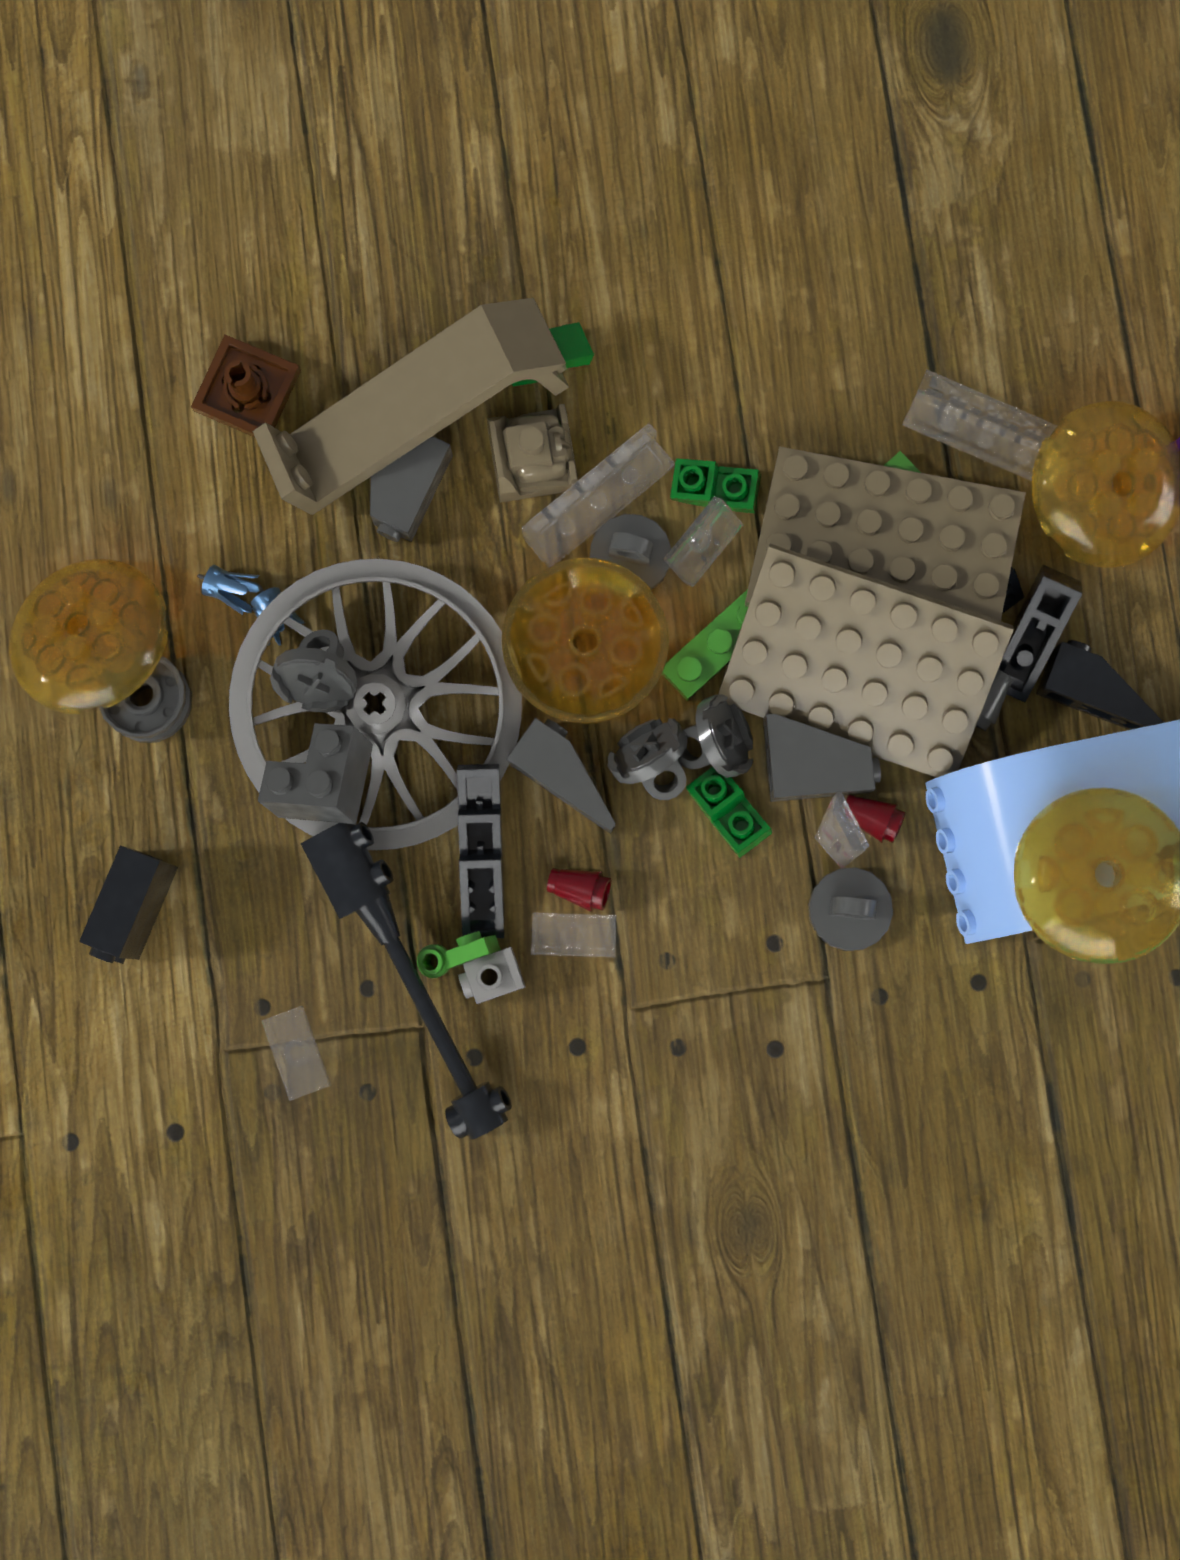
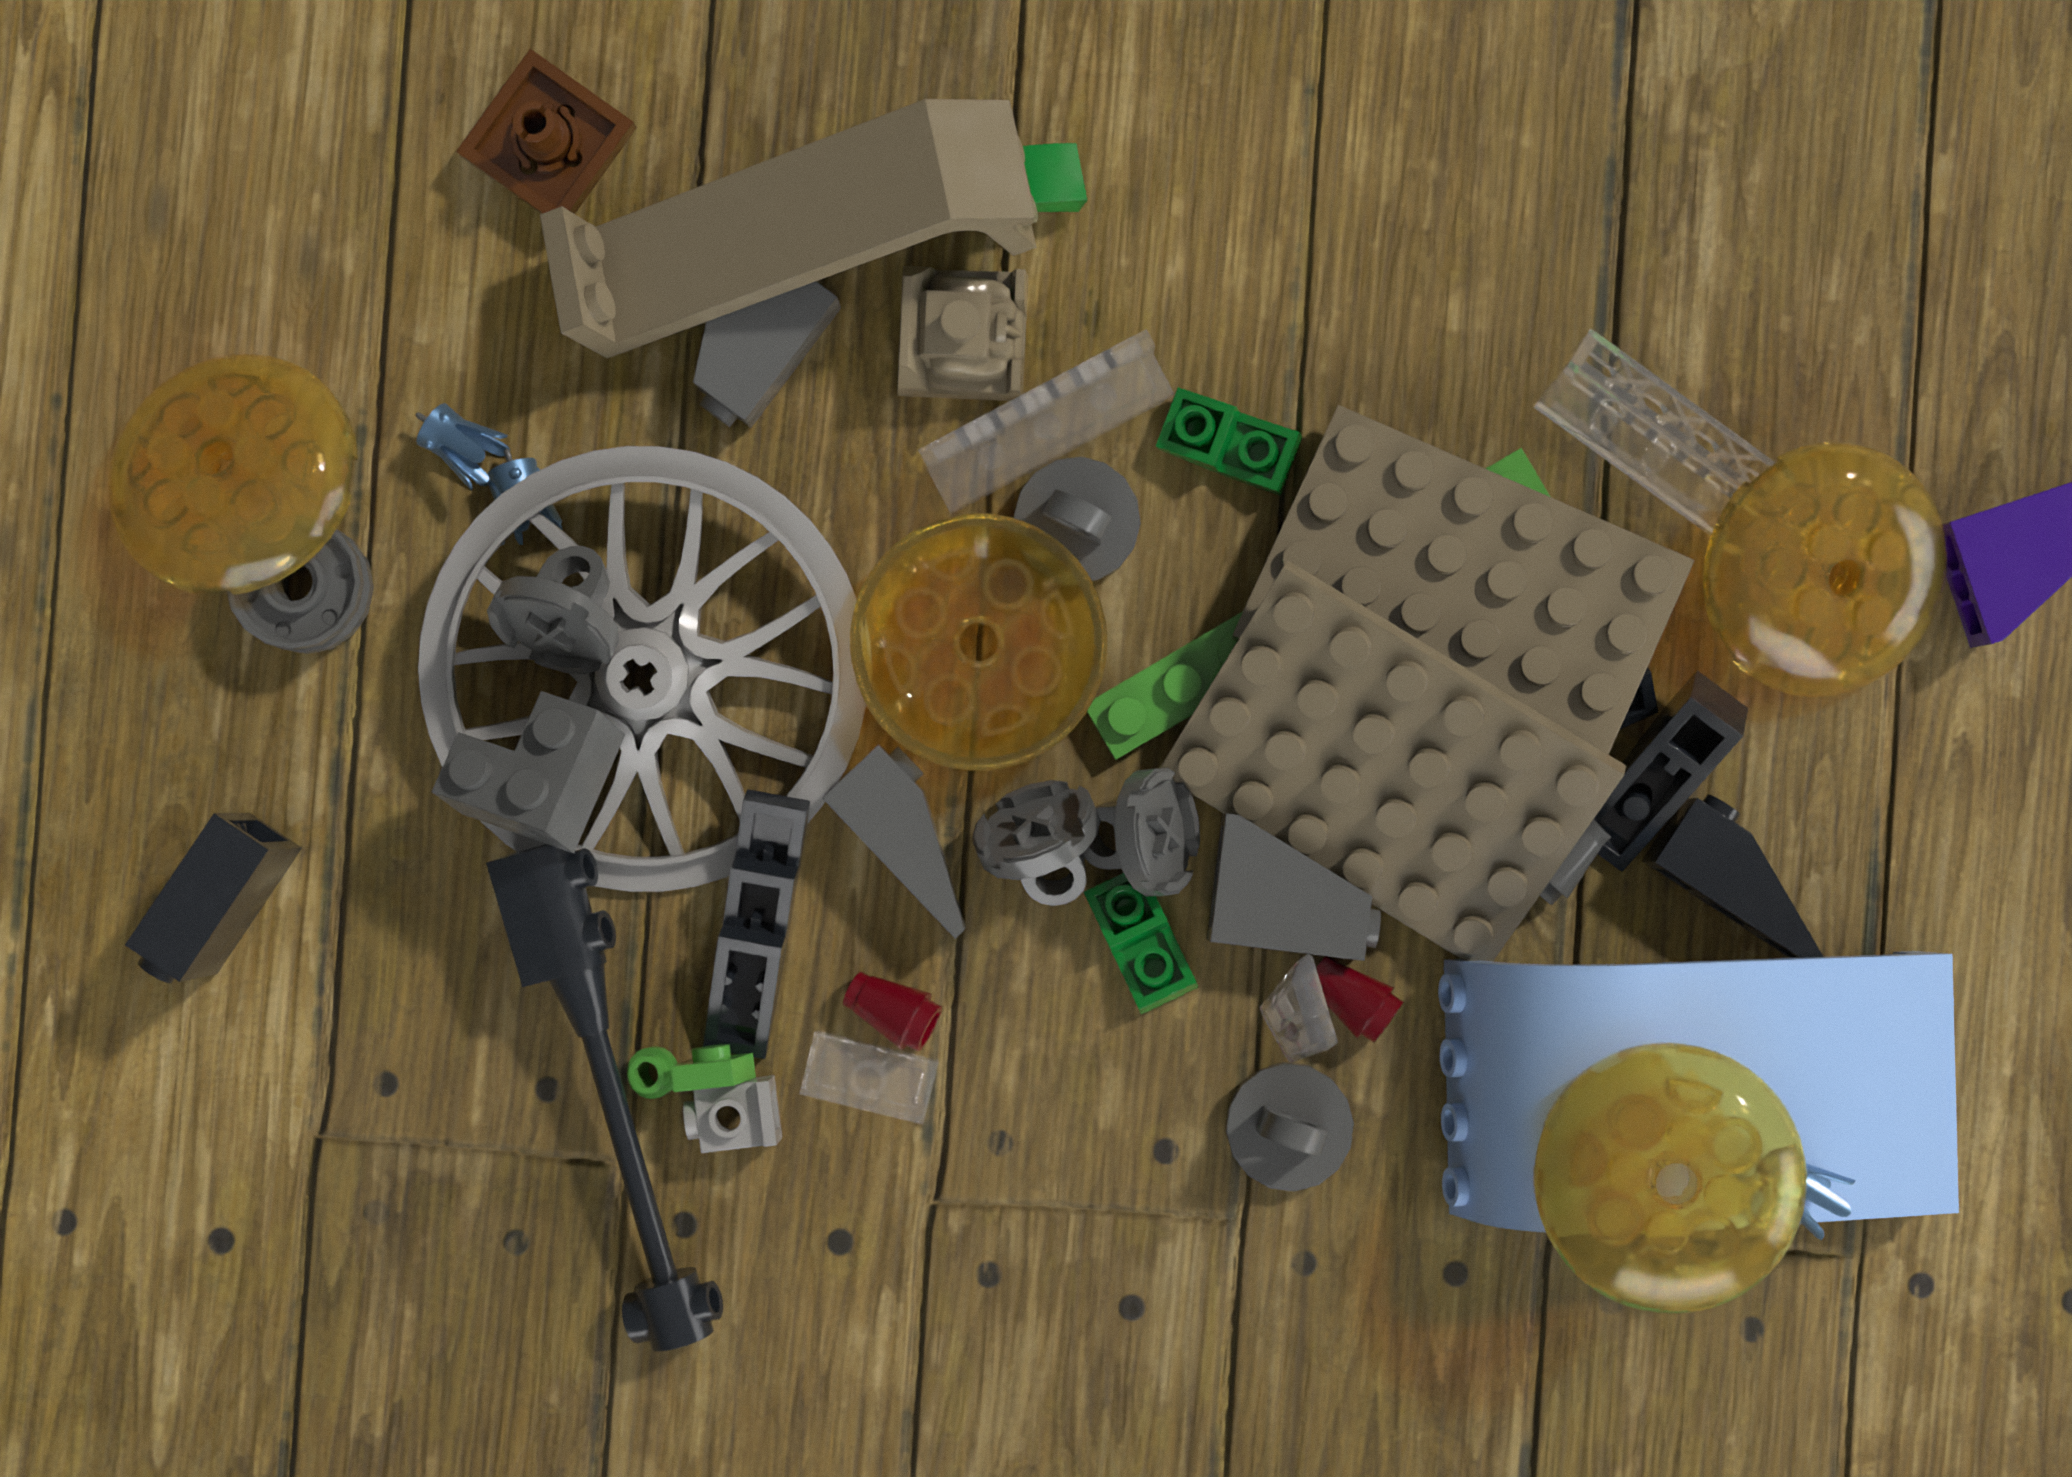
camera: 10 degrees right, 5 degrees up
(296, 1053) = (421, 1165): clear plate -> none
(703, 541) = (1191, 525): clear plate -> none

